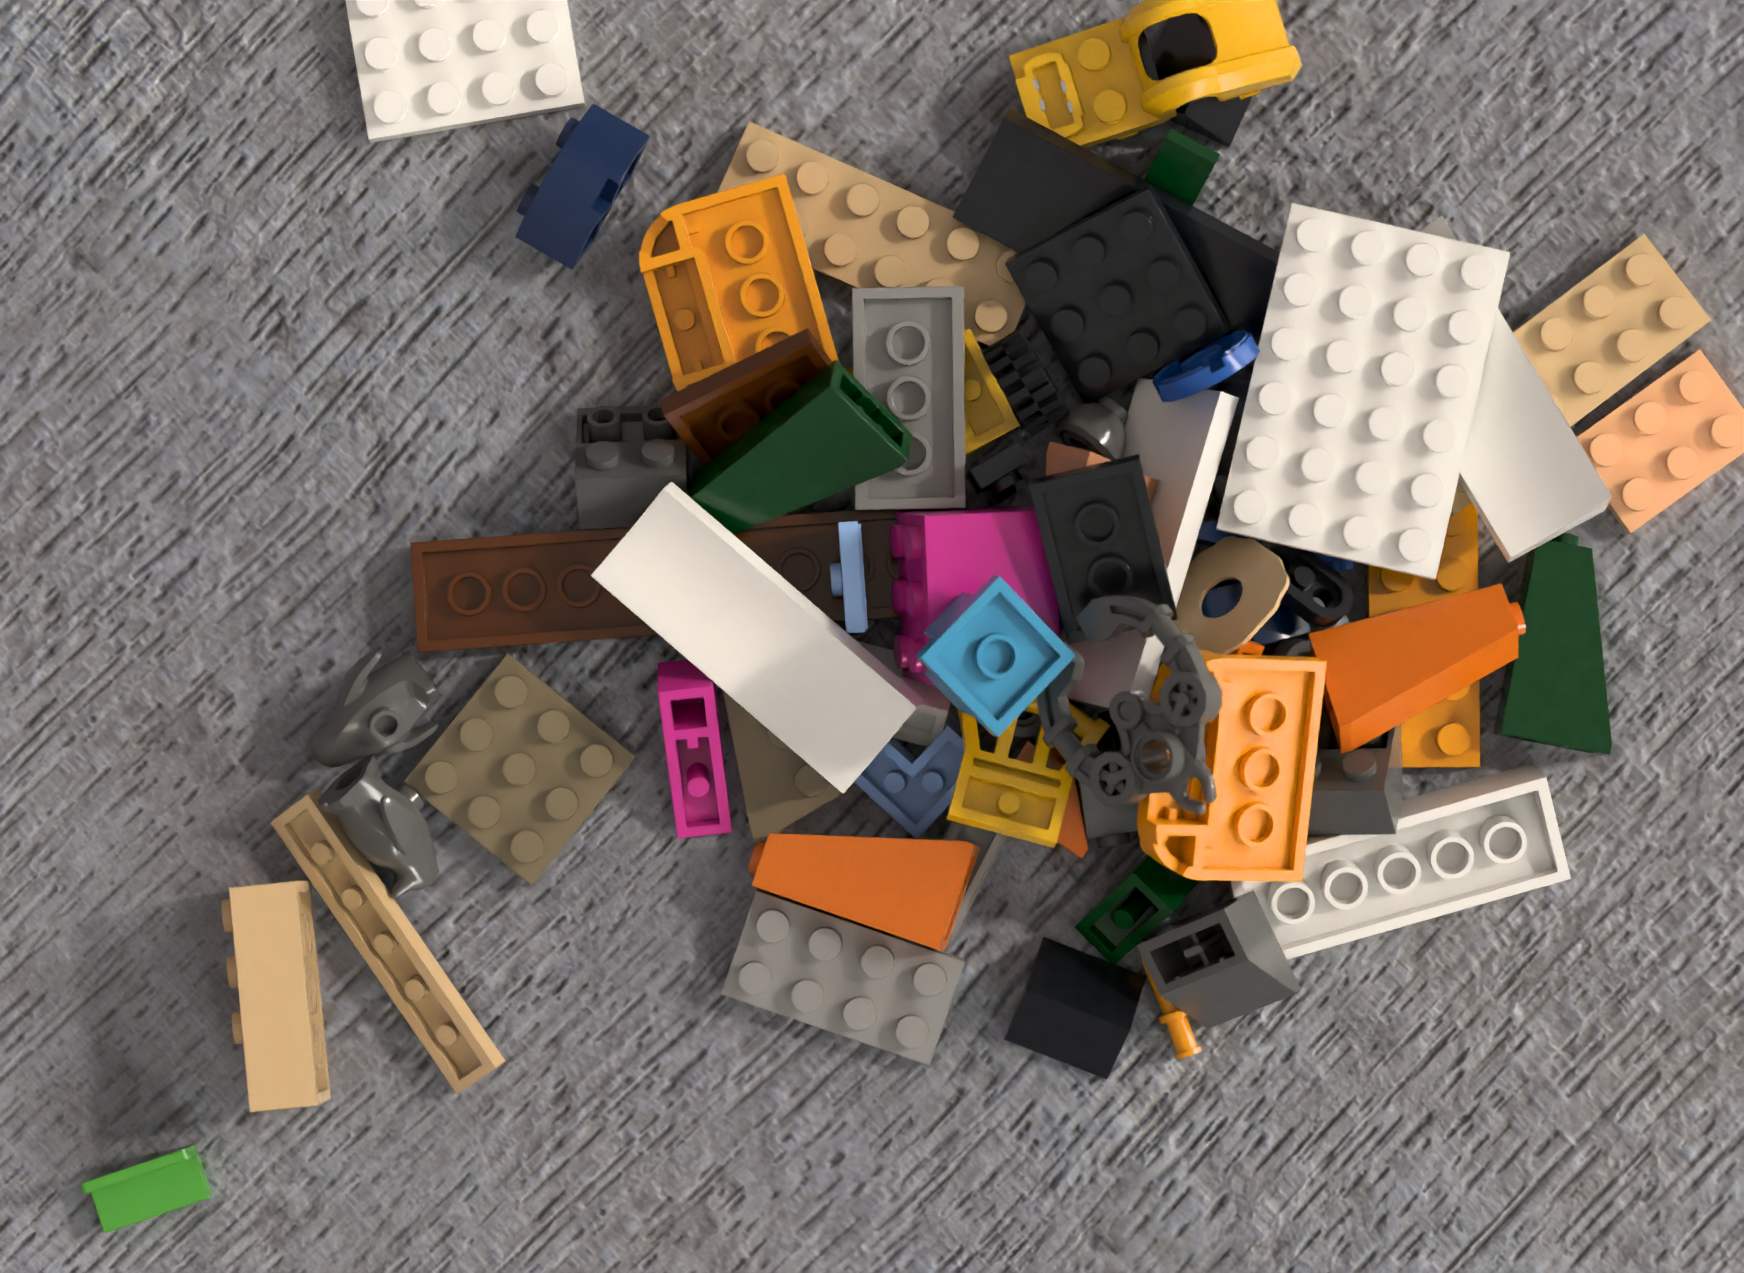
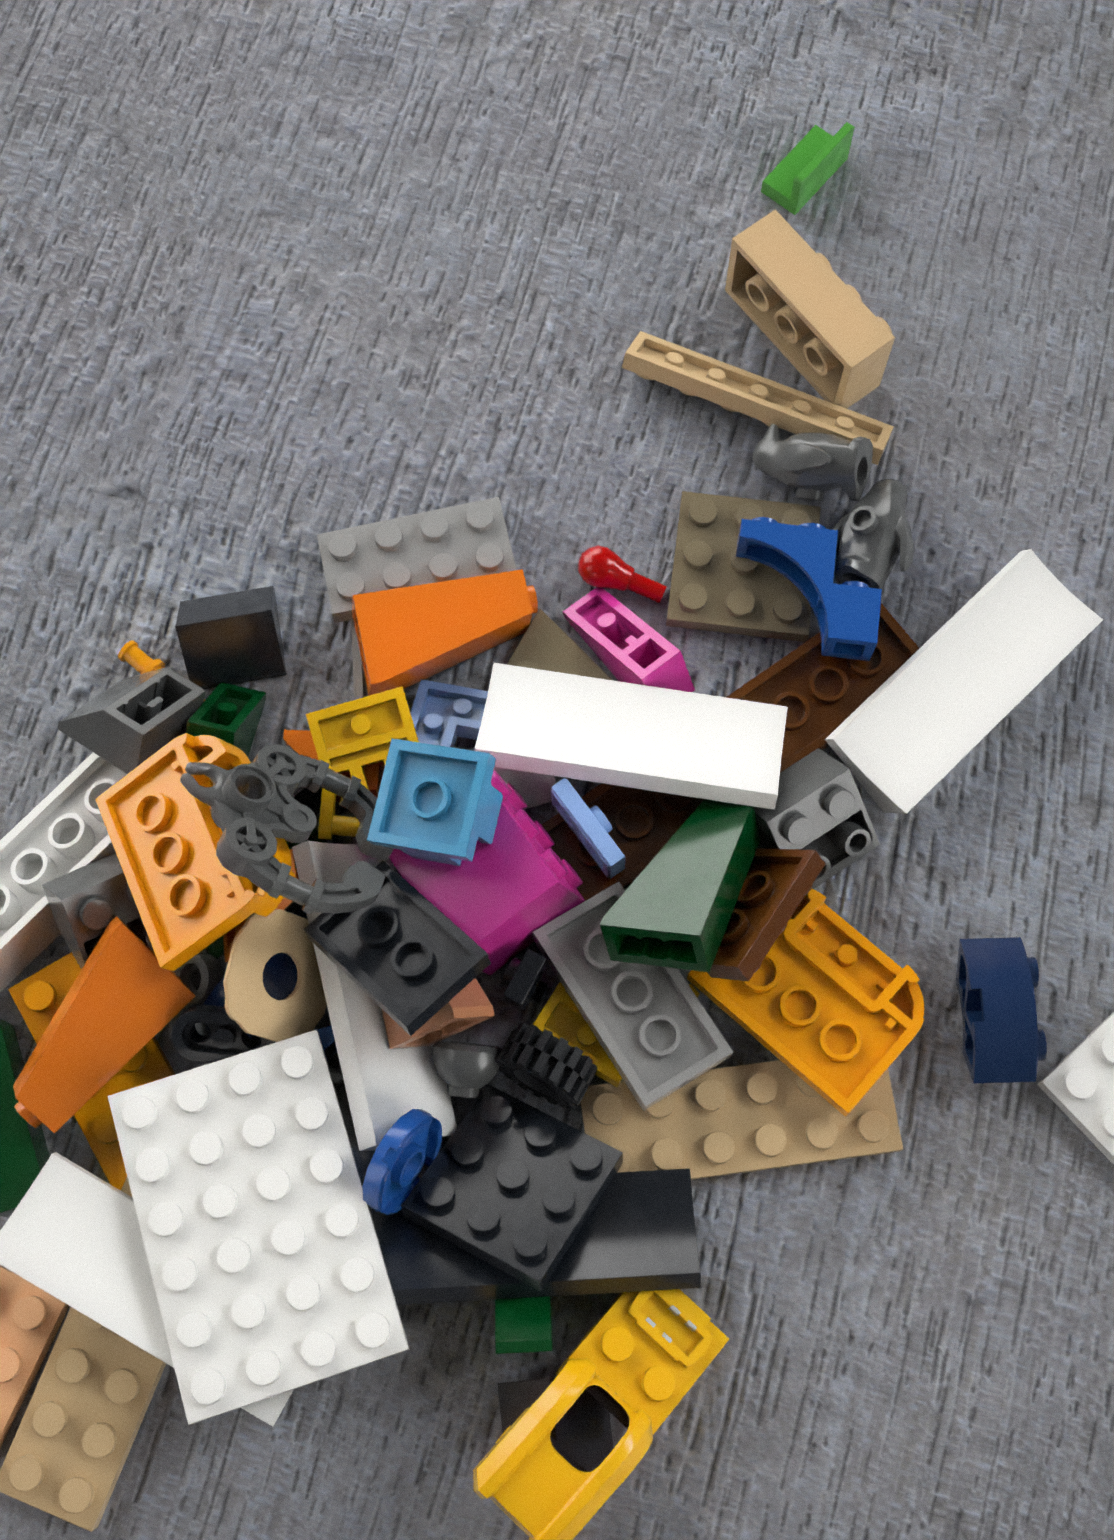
camera: 150 degrees right, 15 degrees down
(394, 508) = (961, 683): none -> white arch
(461, 722) = (806, 556): none -> blue arch
(662, 846) = (605, 569): none -> red piece

